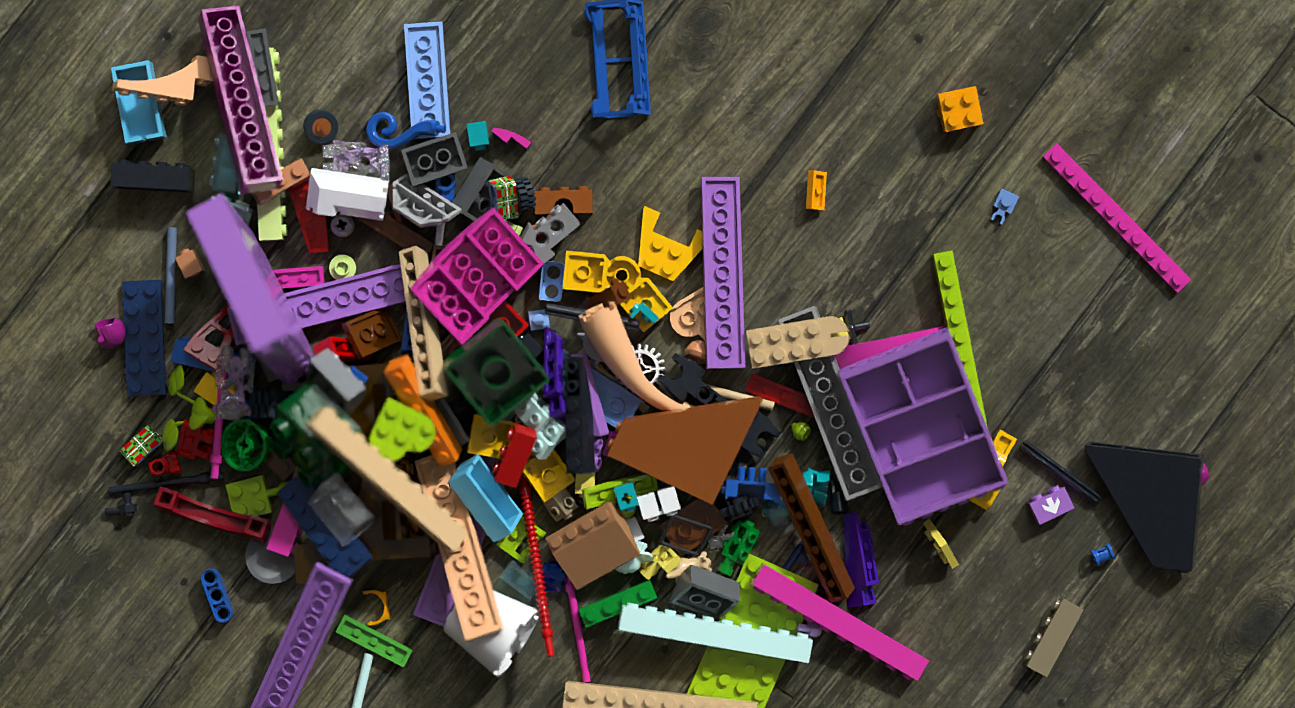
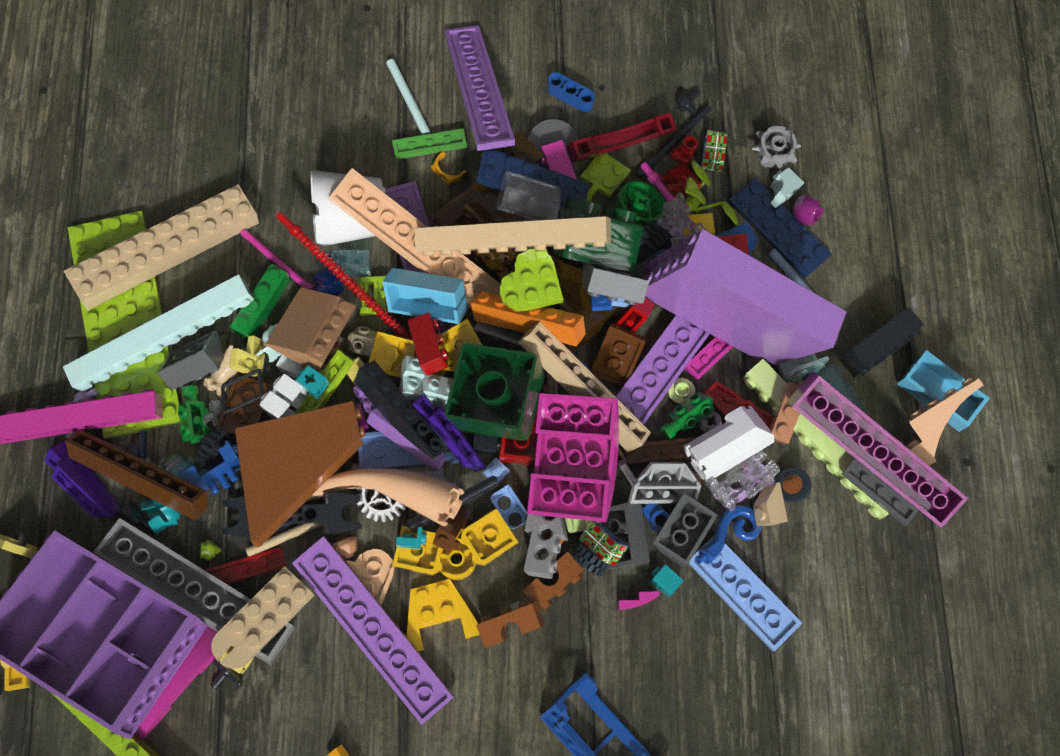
camera: 135 degrees right, 15 degrees down
(76, 408) = (776, 147): none -> light grey brick
(111, 367) = (785, 186): none -> light aqua arch
(353, 125) = (770, 506): none -> tan slope
(354, 243) = (689, 410): none -> green brick
(604, 191) = (493, 629): none -> dark orange arch

